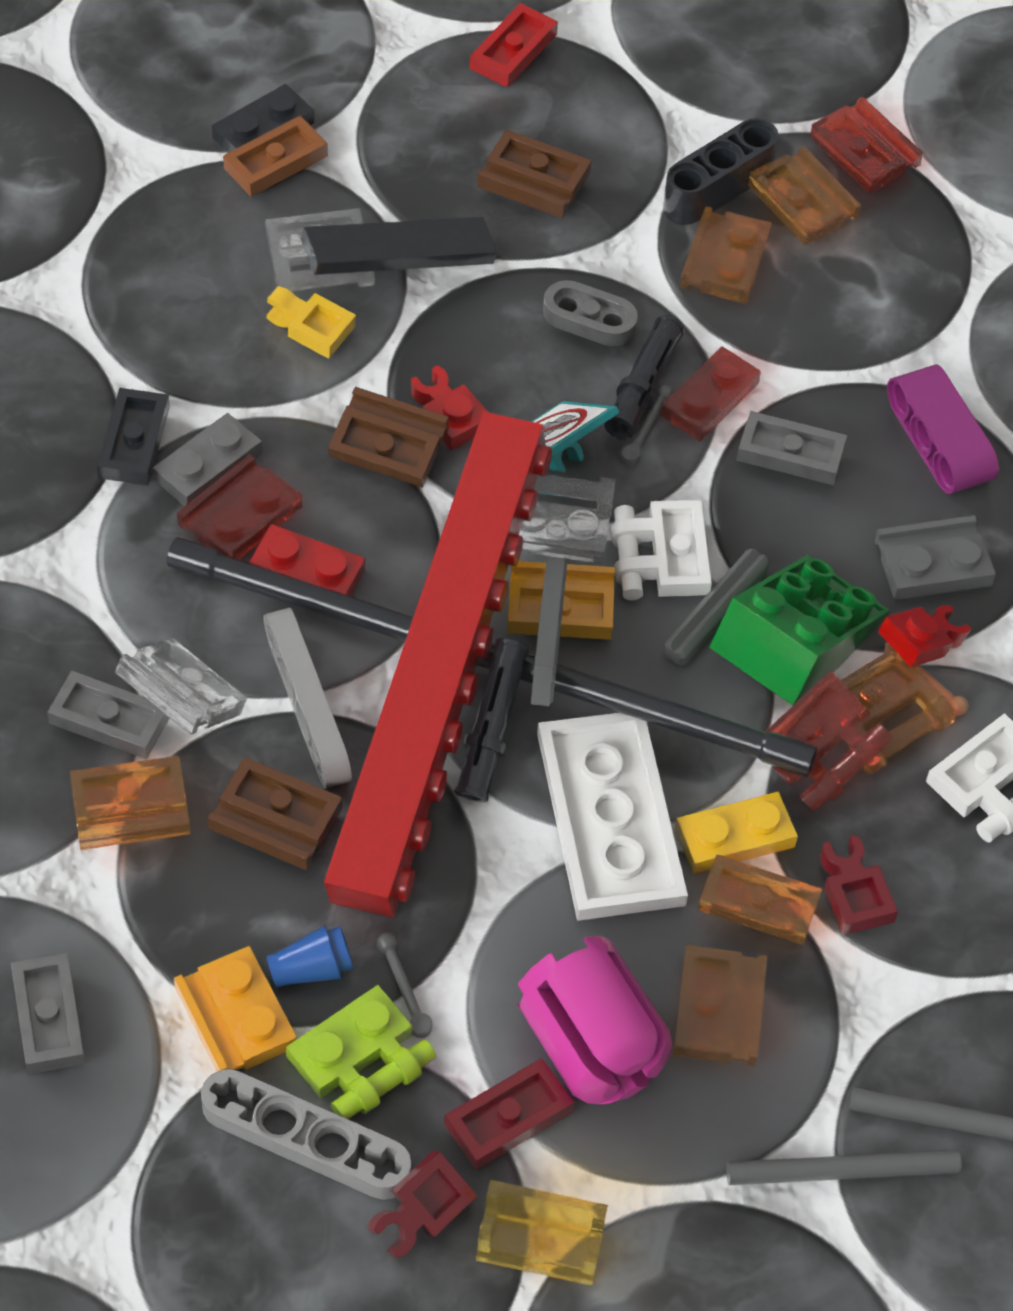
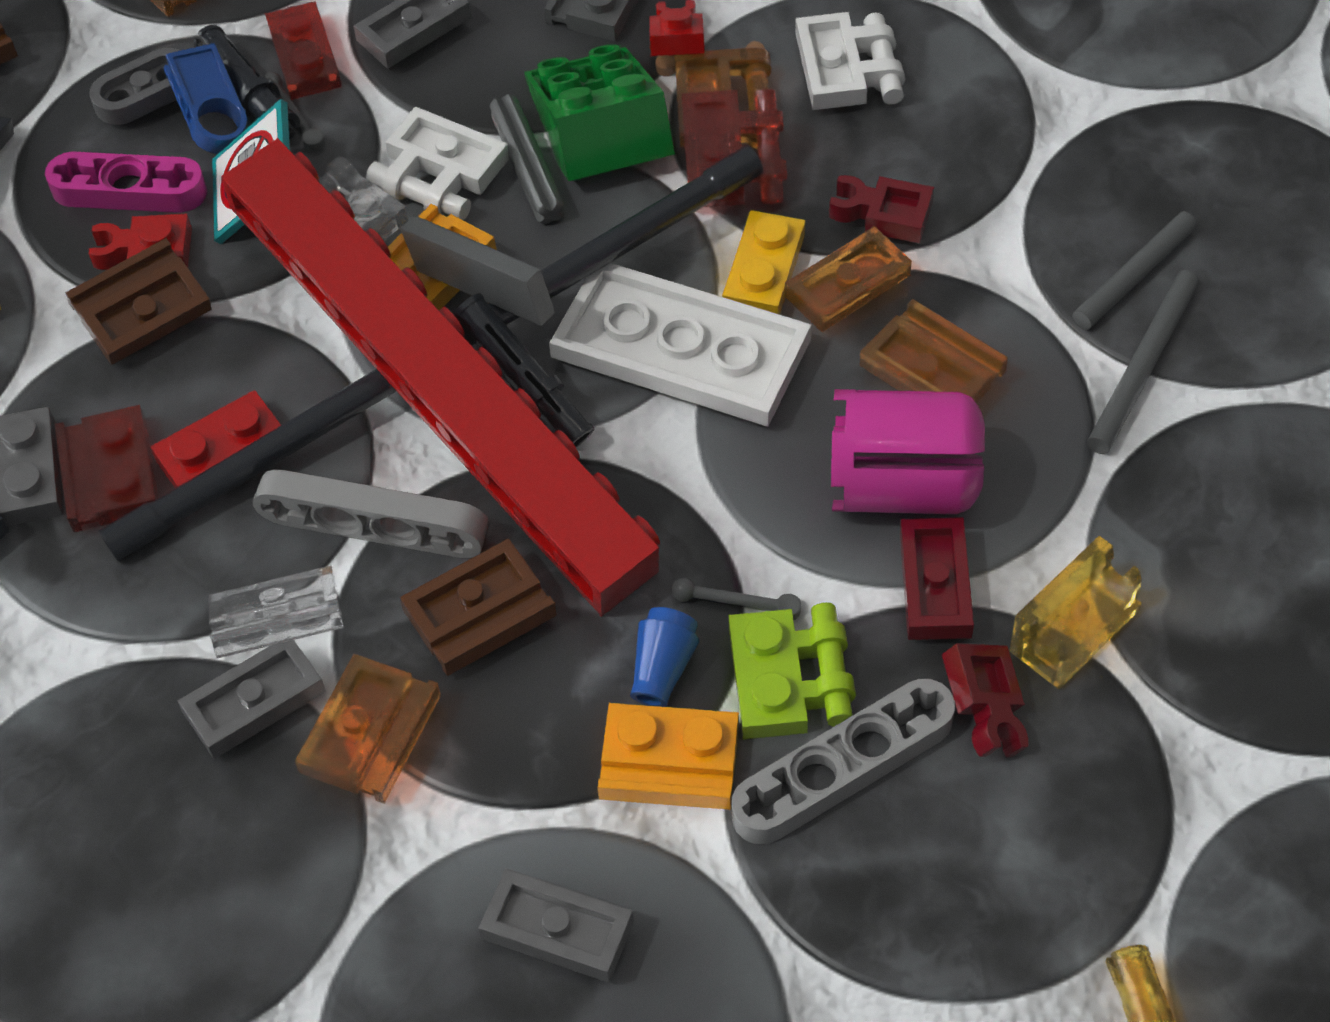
camera: 50 degrees left, 0 degrees up
(496, 341) = (89, 177): none -> dark pink beam
(609, 351) = (204, 87): none -> blue piece

